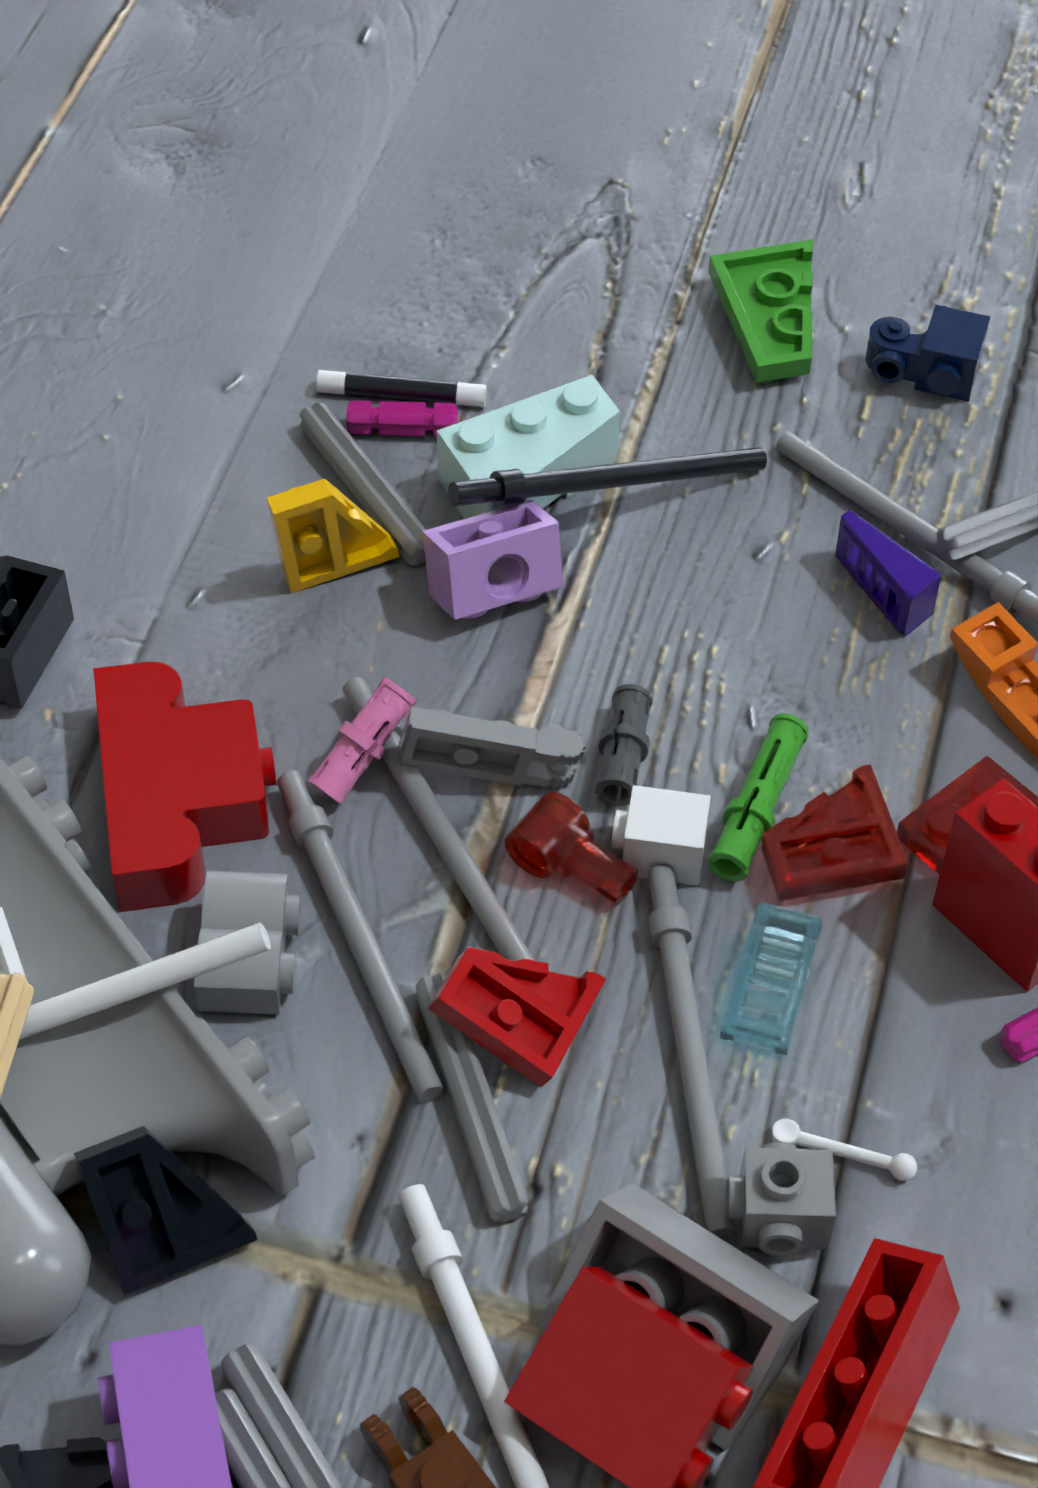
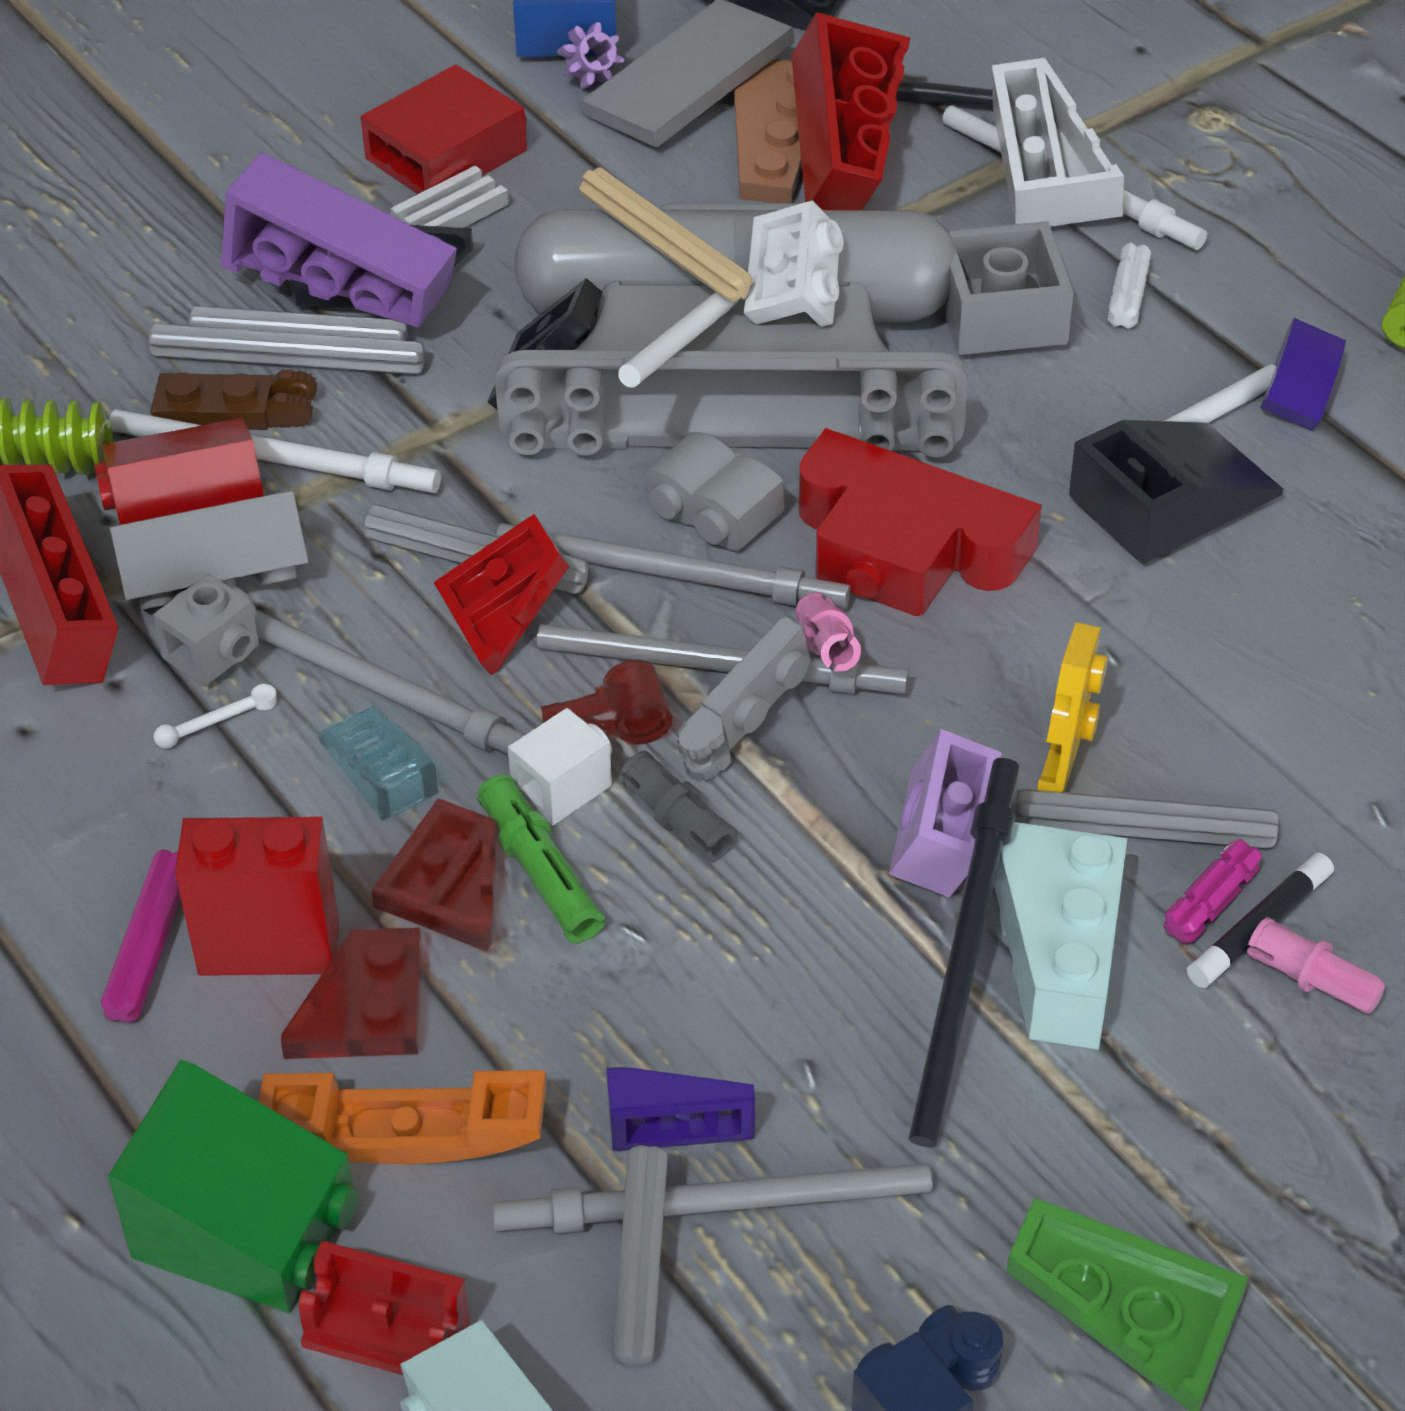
camera: 130 degrees right, 5 degrees down
(426, 335) = (1314, 965): none -> bright pink axle

